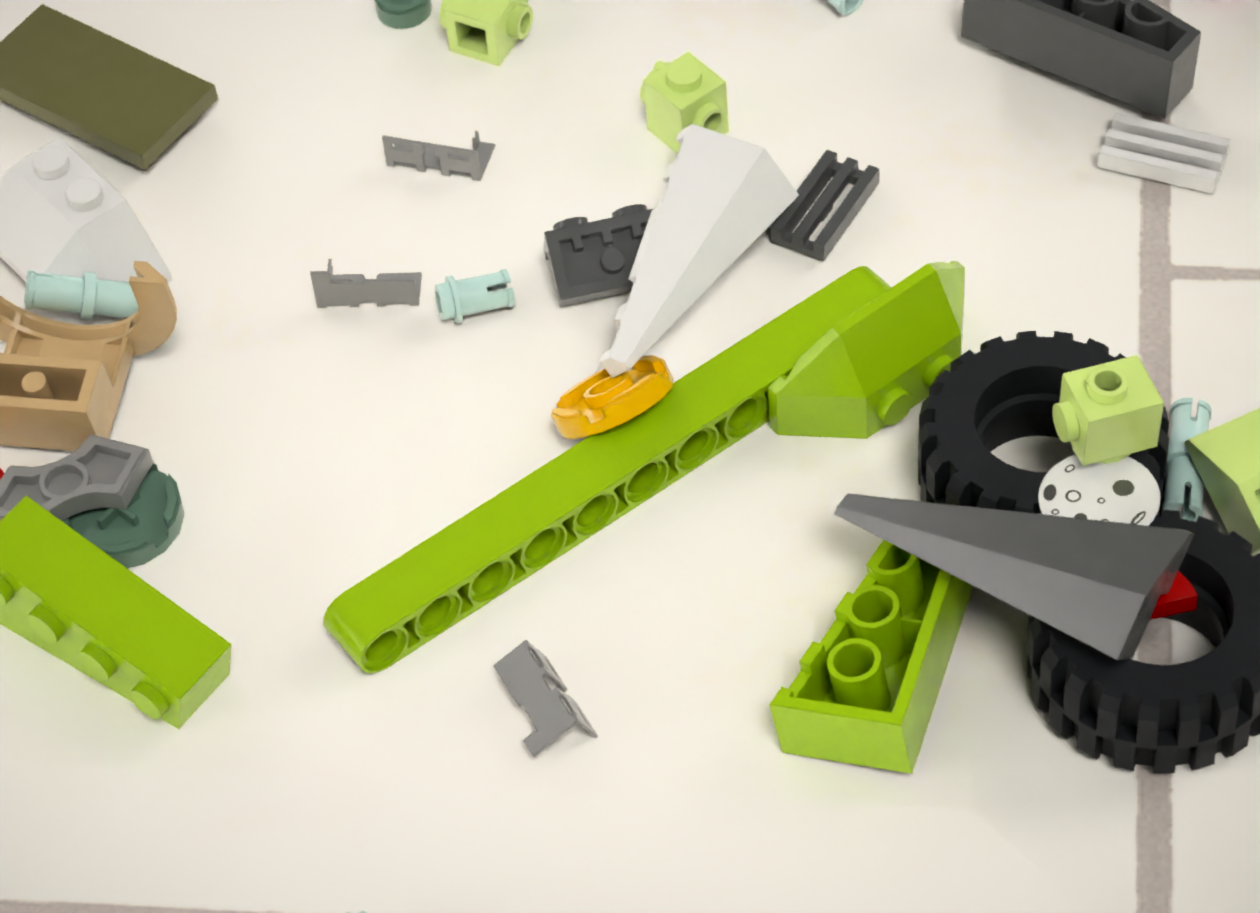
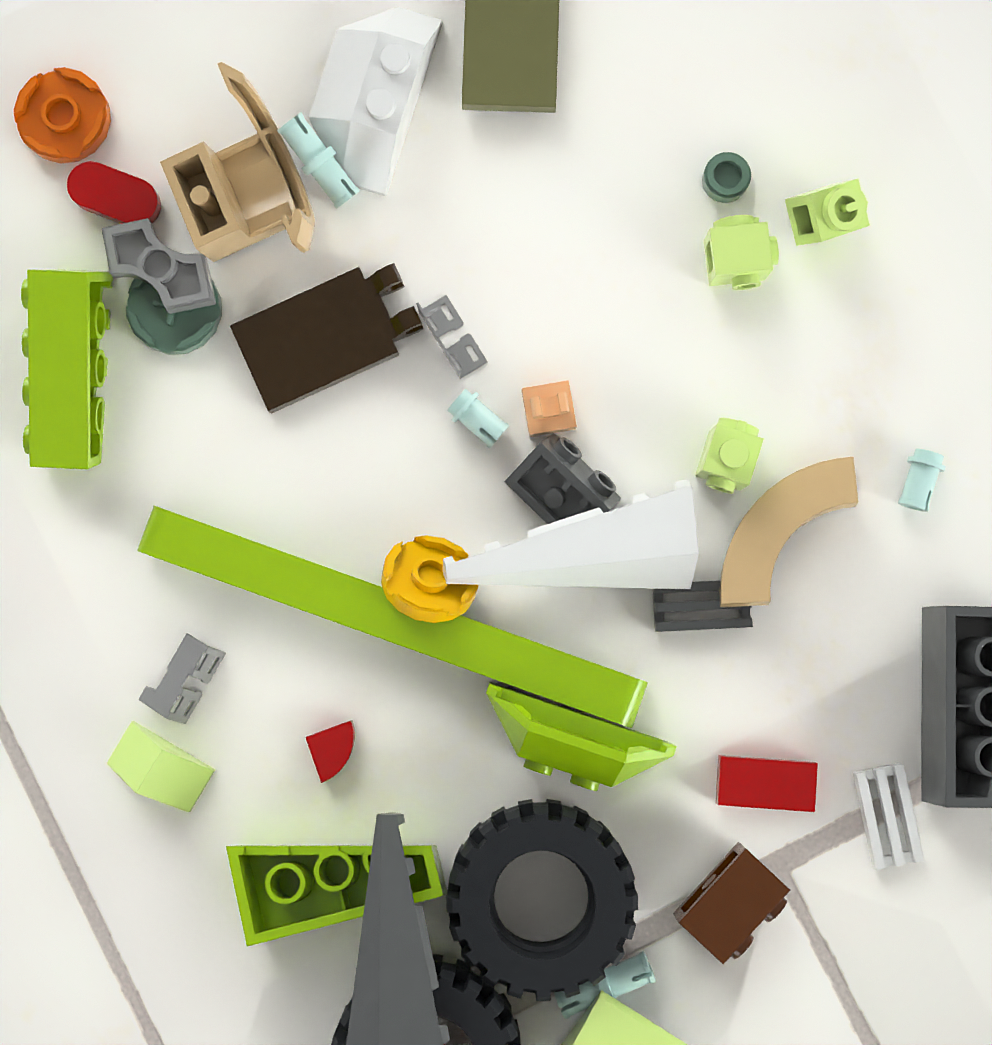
camera: 55 degrees right, 35 degrees up
(271, 391) = (323, 336): none -> dark brown tile
(439, 157) = (597, 314): light grey piece -> none
(513, 236) = (549, 408): none -> light nougat tile
(625, 771) = (159, 768): none -> yellowish green slope
(735, 597) = (331, 749): none -> red tile
(785, 110) = (774, 519): none -> tan tile
(1056, 234) = (766, 783): none -> red tile
(1101, 491) = (491, 982): white sticker -> none
(1108, 411) = (544, 968): yellowish green brick -> none
(1165, 300) = (732, 904): none -> reddish brown brick

